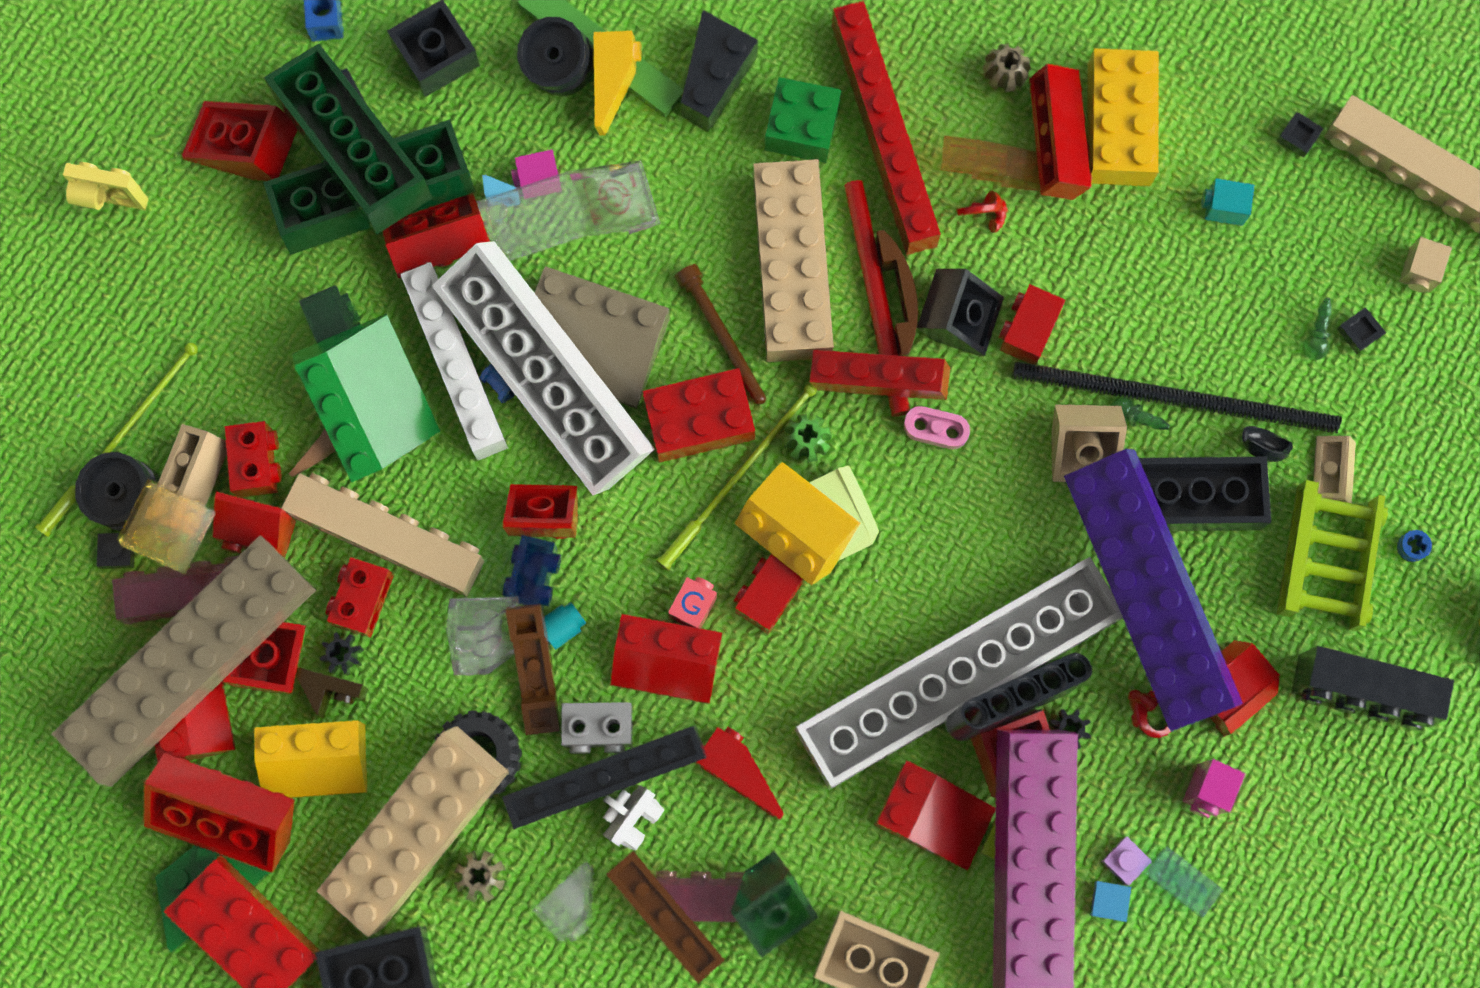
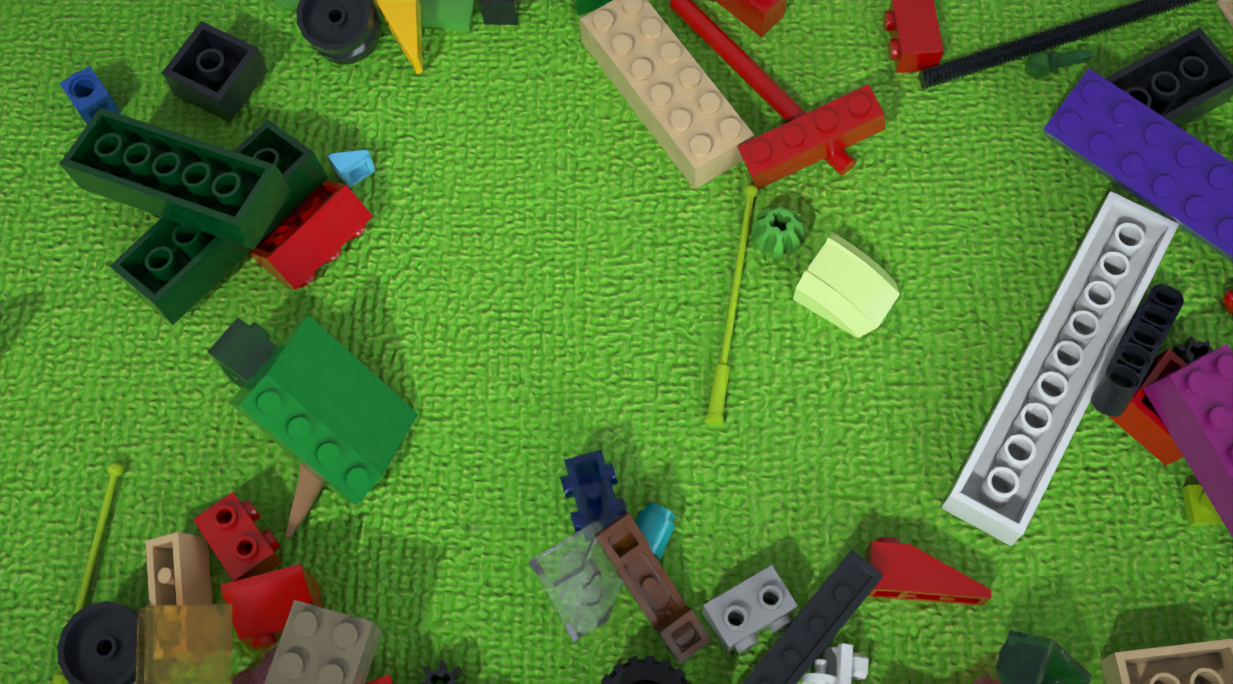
camera: 25 degrees left, 10 degrees down
(241, 139) = (65, 244): red slope -> none
(363, 598) = (428, 617): red brick -> none
(383, 534) = (417, 541): tan brick -> none
(454, 363) = (396, 339): white brick -> none
(495, 380) = (452, 333): blue bush -> none
(534, 168) = (379, 132): dark pink brick -> none
(541, 511) = (569, 429): red slope -> none
(543, 367) = (489, 292): white brick -> none
(569, 208) = (431, 140): clear windscreen -> none
(609, 328) = (517, 248): dark tan slope -> none
(665, 658) = (775, 506): red slope -> none
(690, 280) = (580, 152): reddish brown piece -> none
(693, 602) = (768, 440): coral brick -> none
(699, 415) = (664, 263): red brick -> none
(768, 594) = (834, 390): red brick -> none
(797, 524) = (824, 306): yellow slope -> none
(893, 259) = (780, 57): reddish brown slope -> none
(935, 815) = (1124, 512): red slope -> none
(937, 424) = (886, 162): bright pink plate -> none
(960, 311) = (842, 53): black slope -> none
(1084, 436) = (1026, 101): tan slope -> none
(1266, 444) = (1181, 26): black piece -> none

